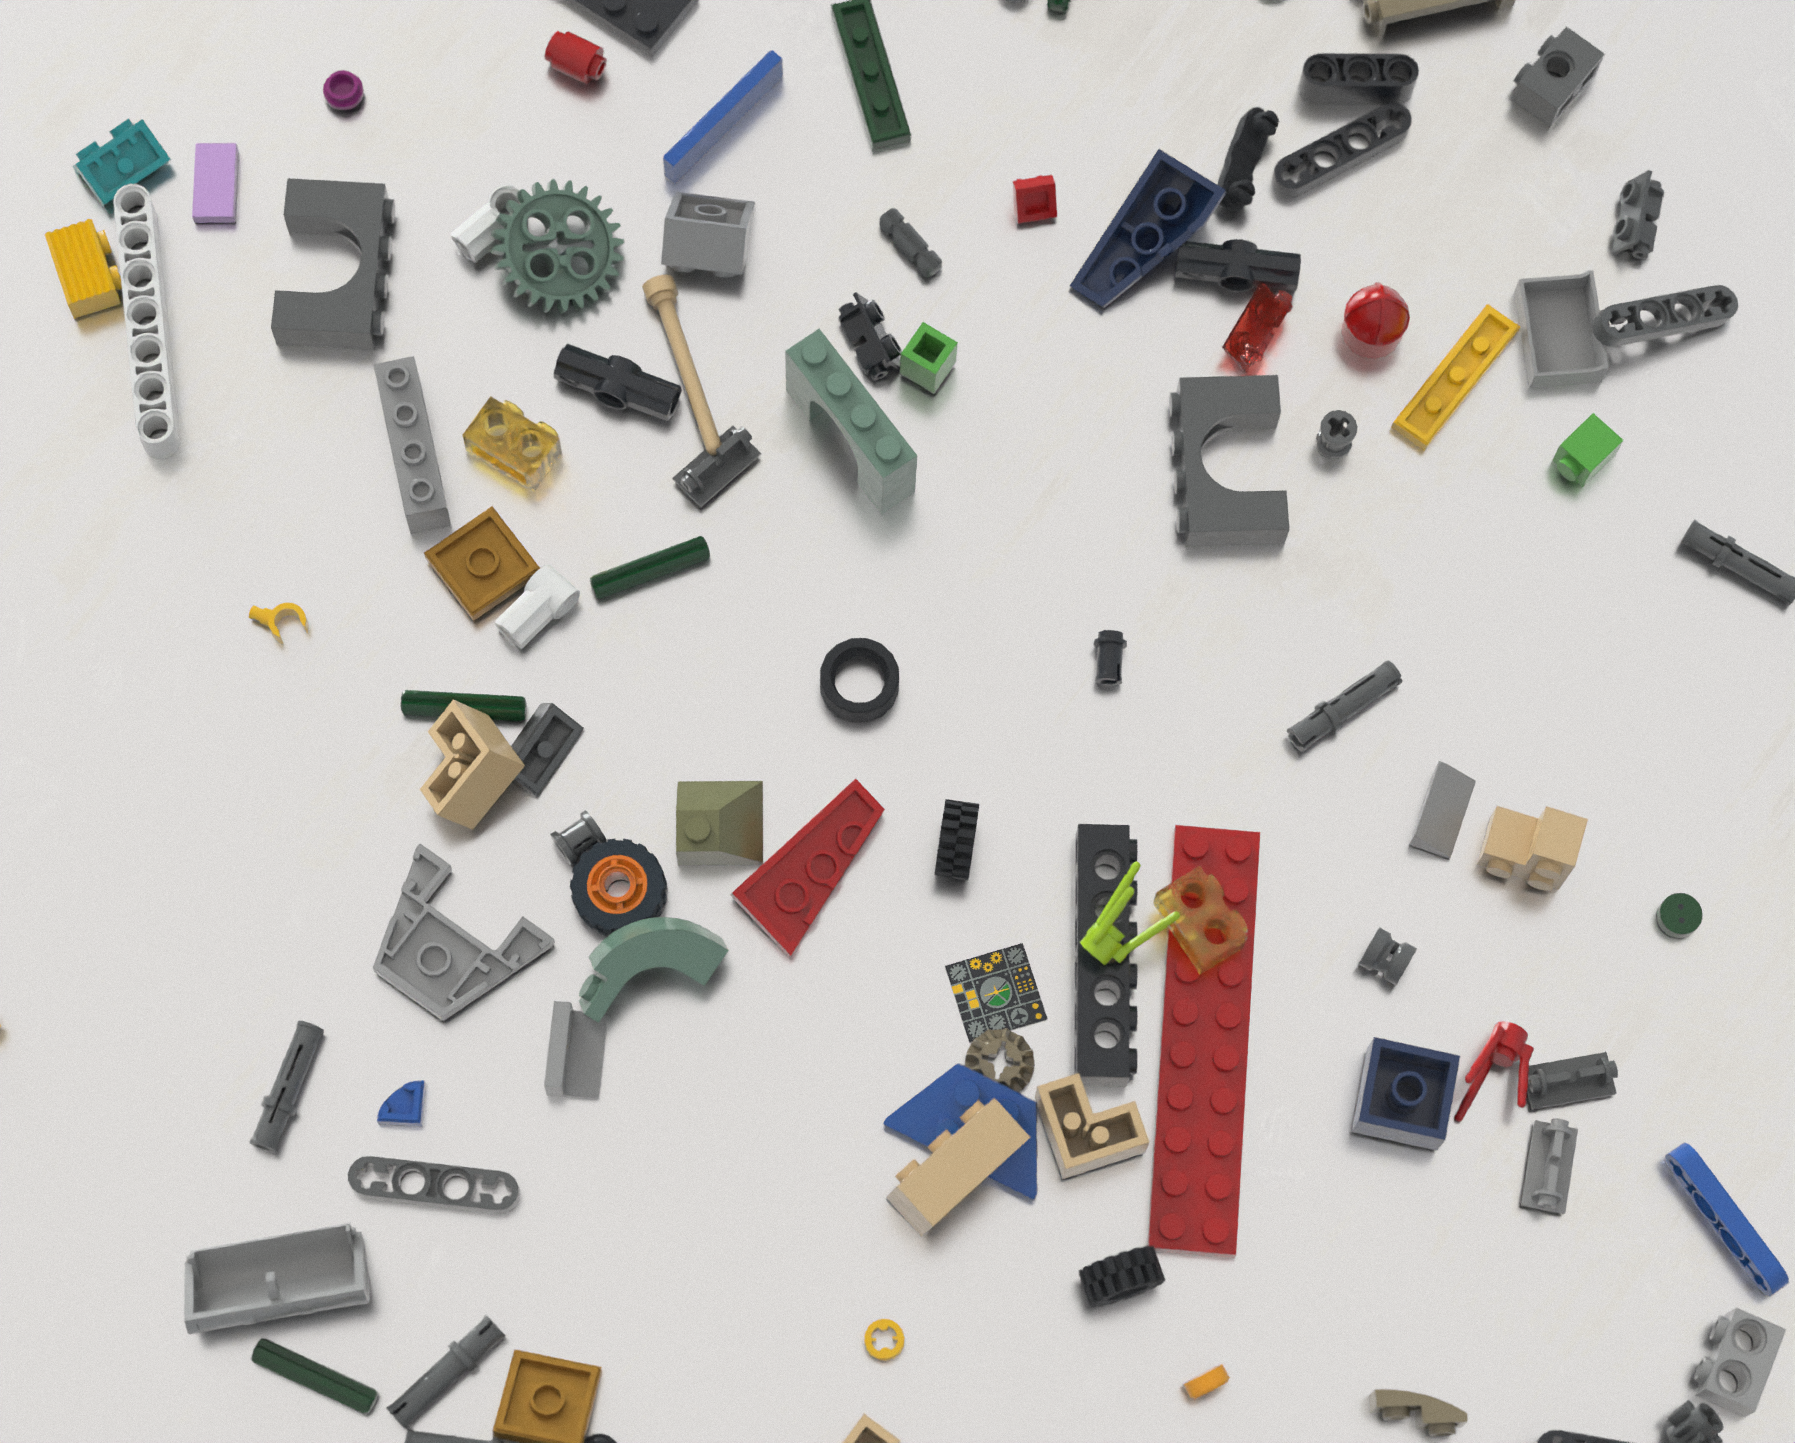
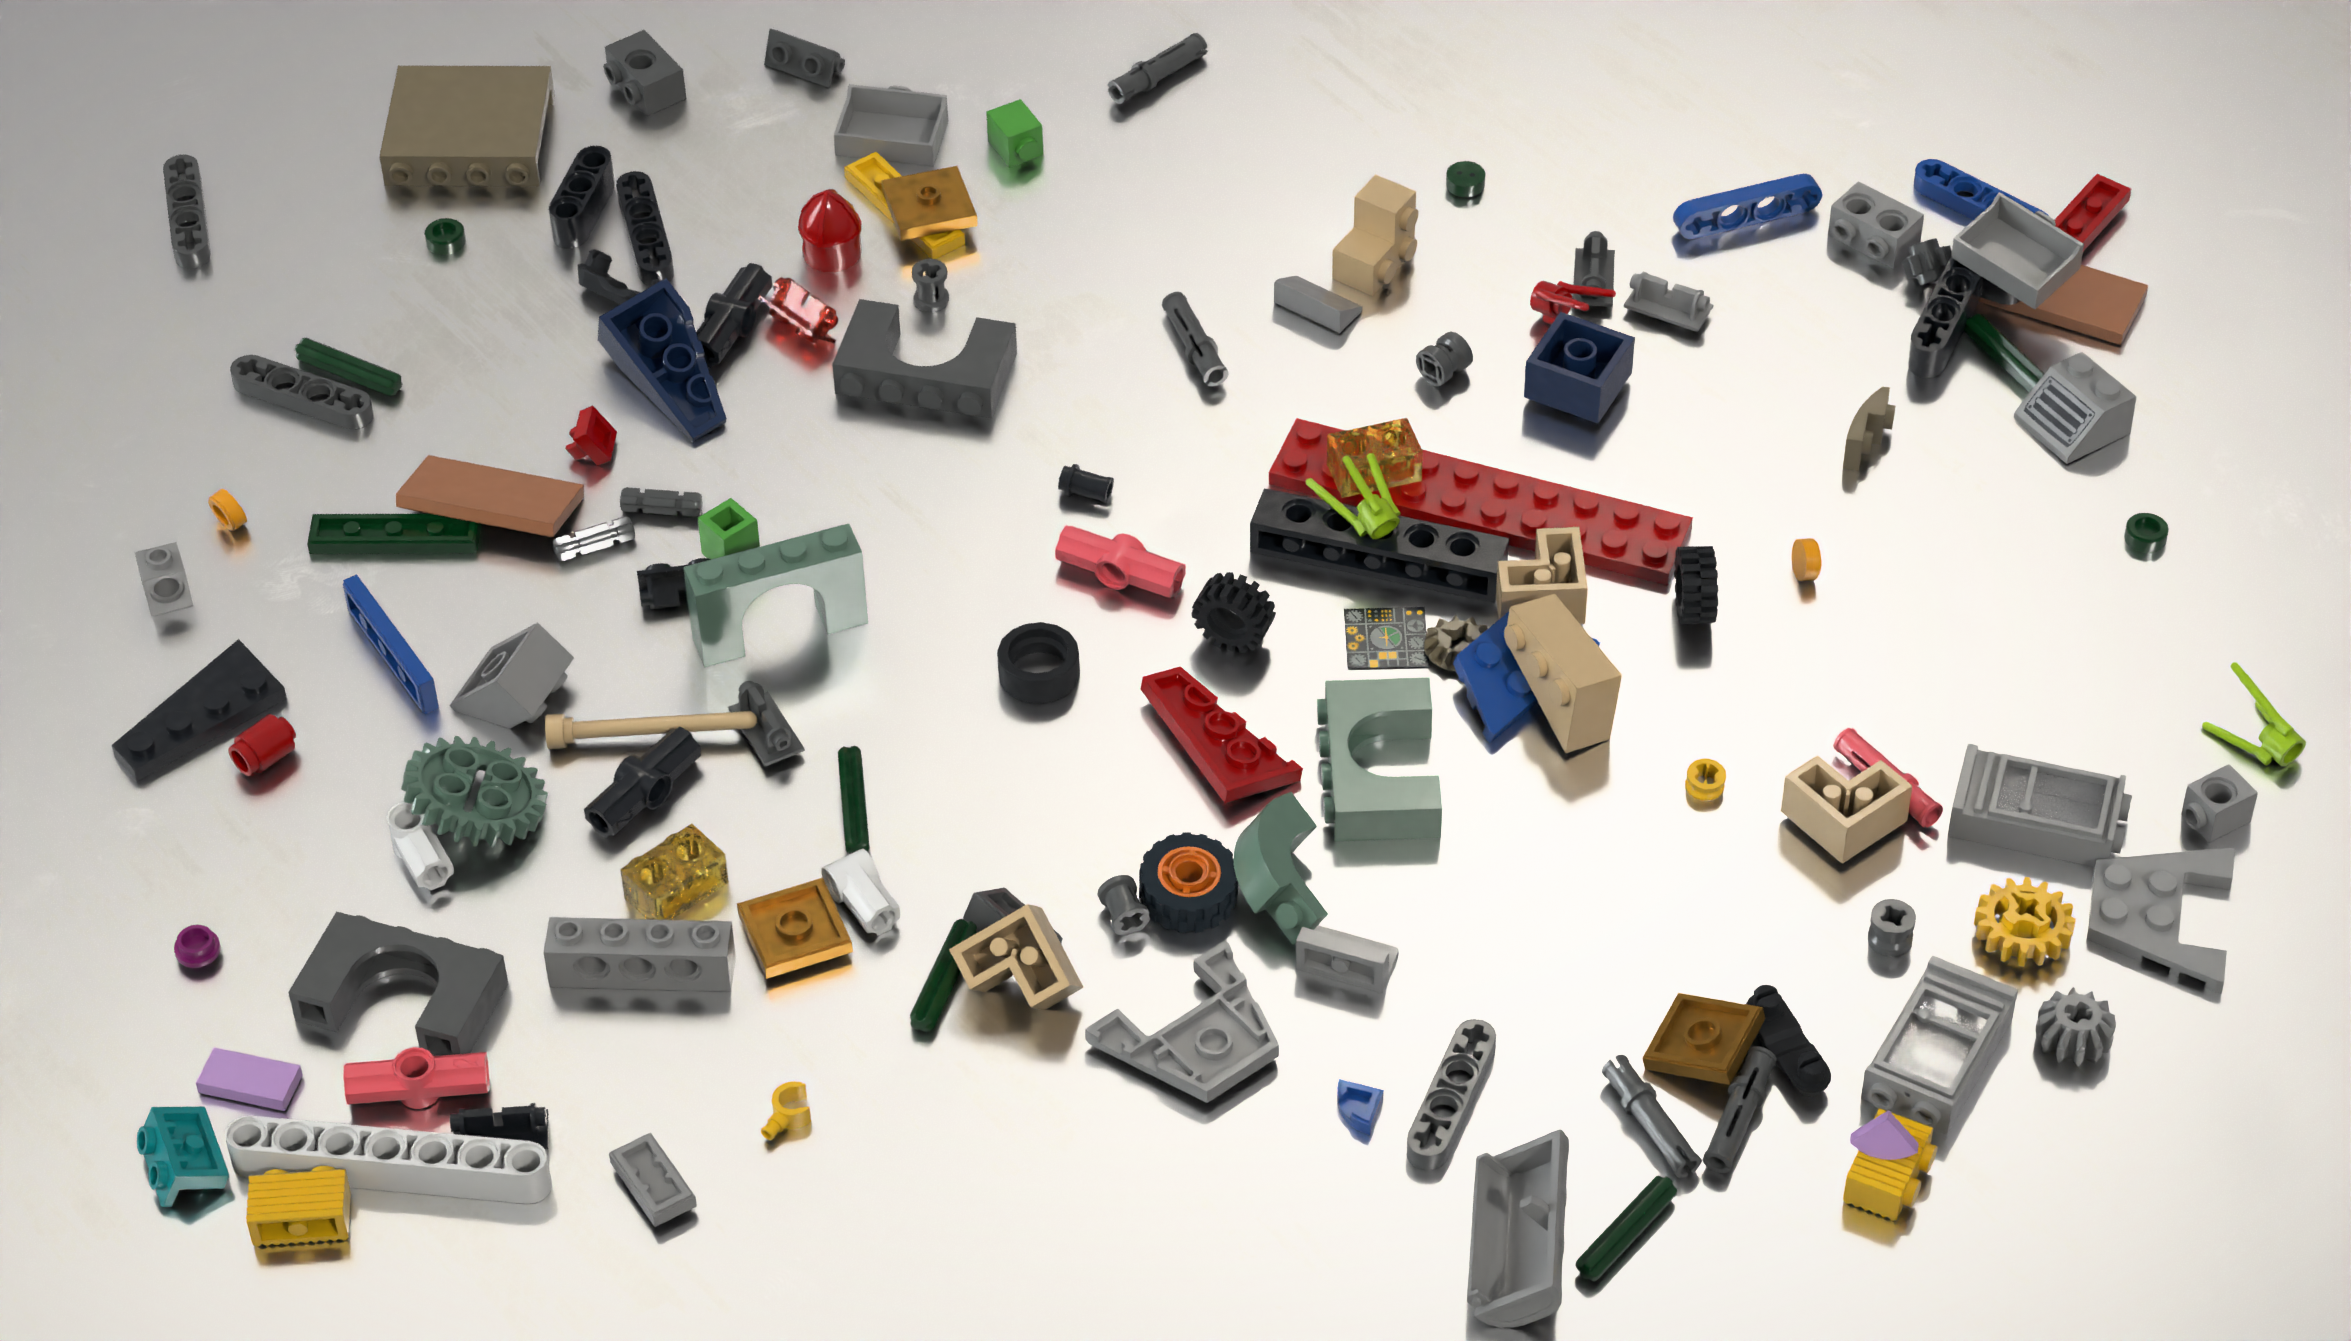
camera: 70 degrees left, 25 degrees down
(178, 535) = (652, 1179): none -> light grey plate
(203, 396) = (514, 1123): none -> black hinge
(241, 331) = (416, 1078): none -> coral piece
(268, 1133) = (1325, 1201): dark grey pin -> none
(719, 823) = (1143, 802): olive slope -> none
(862, 982) = (1361, 801): none -> sand green arch
(932, 136) = (490, 496): none -> nougat tile
(974, 285) = (661, 502): none -> dark grey axle
(1010, 718) = (1120, 561): none -> coral piece
(1451, 398) = (929, 203): none -> pearl gold plate
(1666, 318) = (911, 54): dark grey beam -> none

